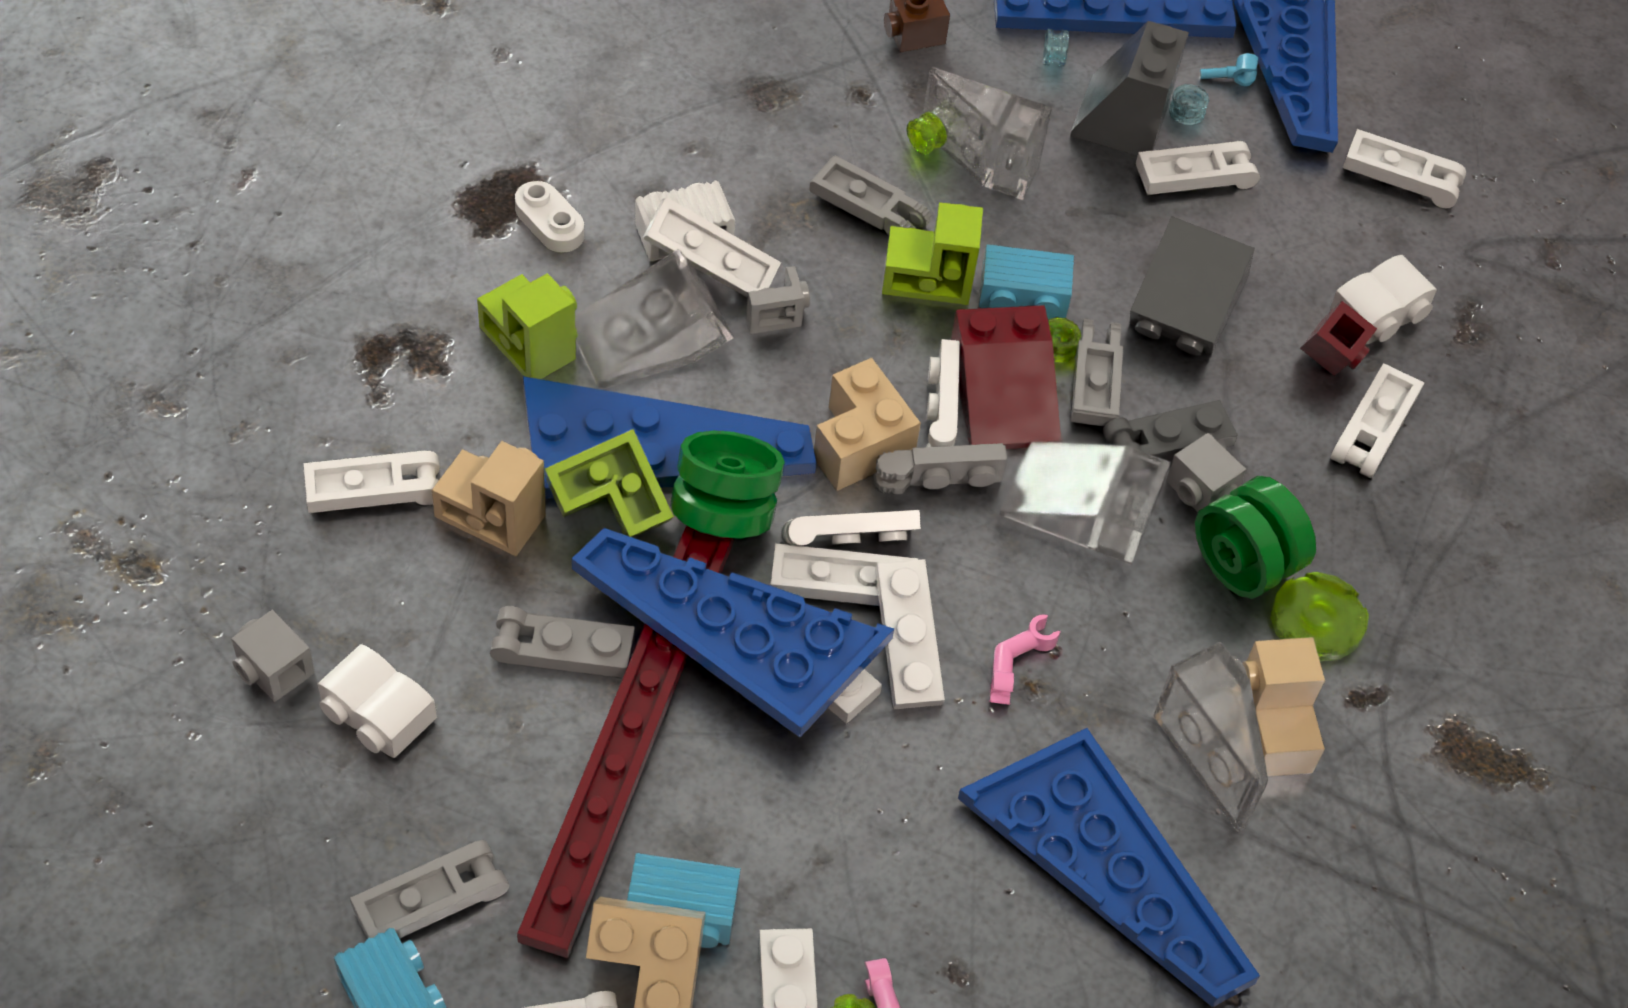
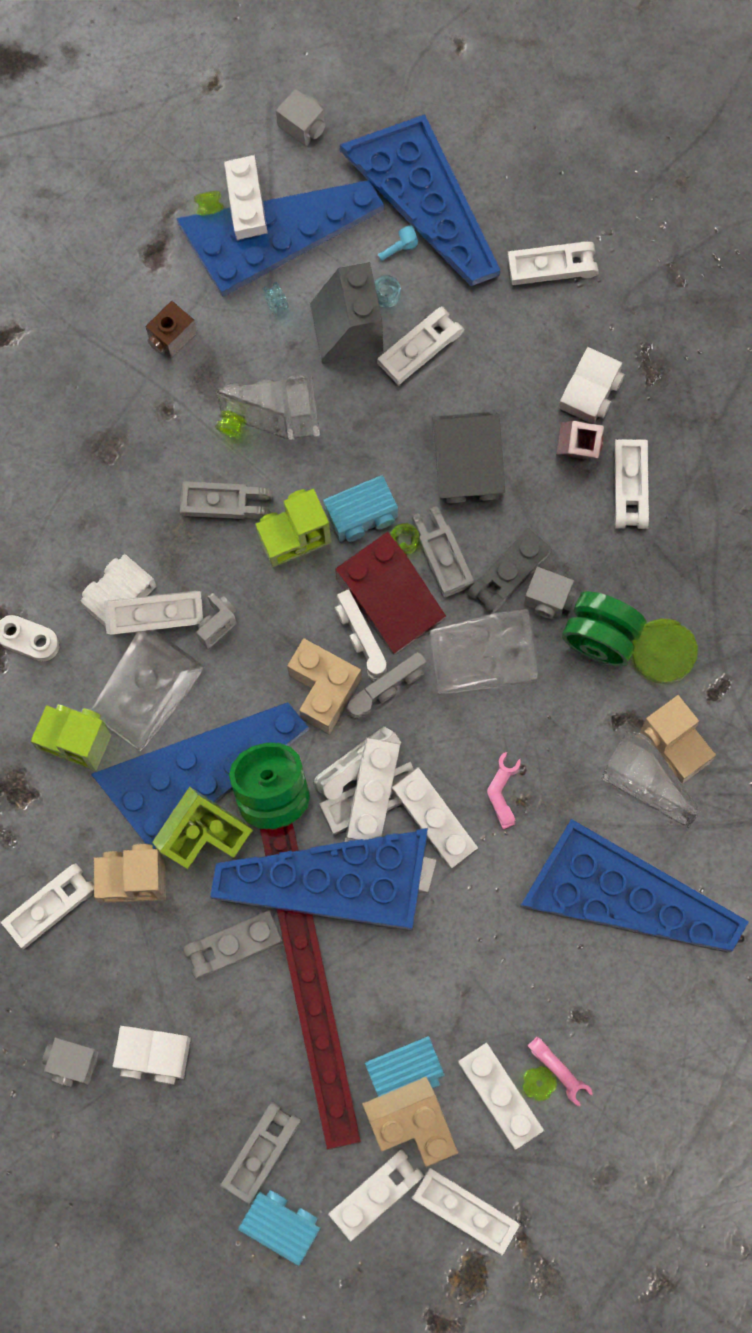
camera: 20 degrees left, 20 degrees up
(854, 552) = (373, 789): none -> white plate

